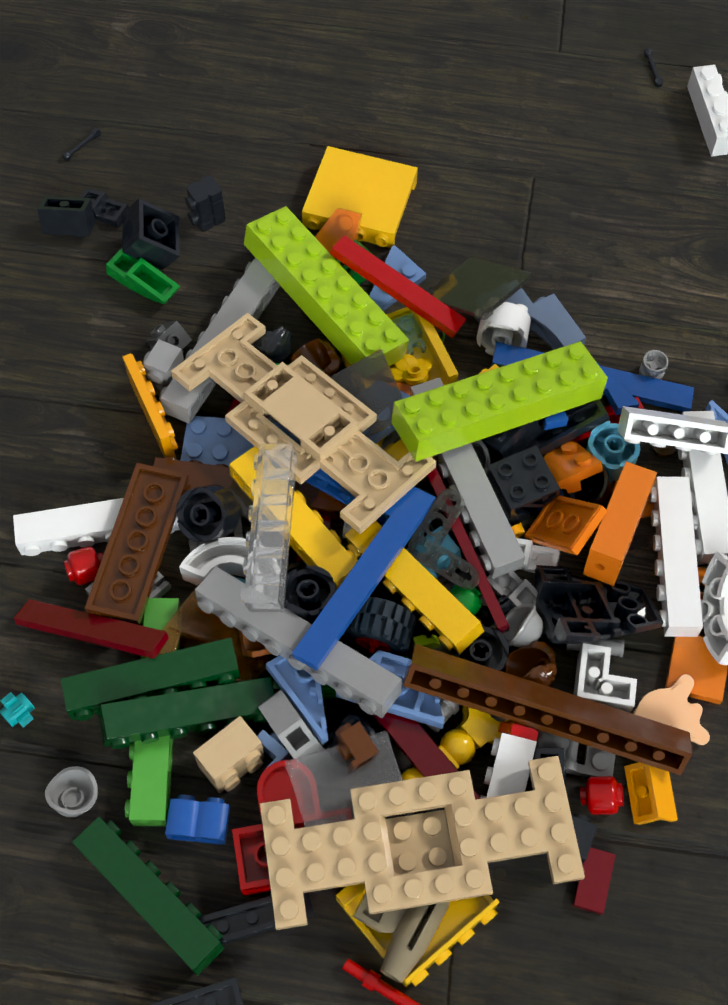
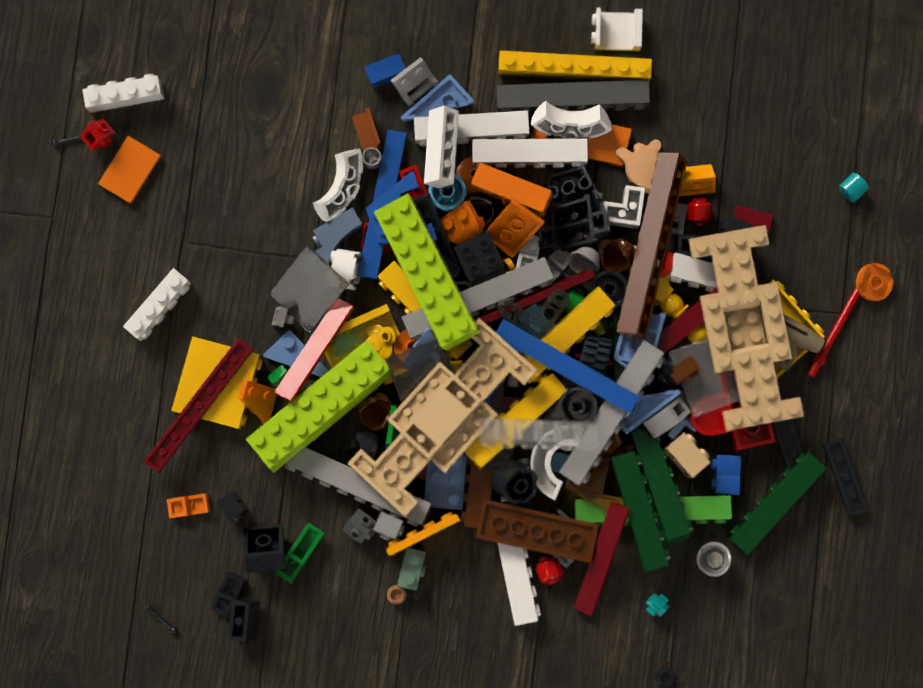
camera: 90 degrees left, 20 degrees up
(77, 384) = (396, 594): none -> medium nougat plate
(107, 398) = (412, 568): none -> sand green brick
(213, 164) = (188, 505): none -> orange slope
(333, 171) = (198, 405): none -> dark red tile
(441, 263) = (281, 317): none -> light grey tile
(457, 139) = (157, 304): none -> white brick
(612, 335) = (345, 186): none -> white brick
(620, 119) = (129, 169): none -> orange tile
(661, 84) = (97, 134): none -> red brick
(691, 364) = (366, 130): none -> dark orange panel

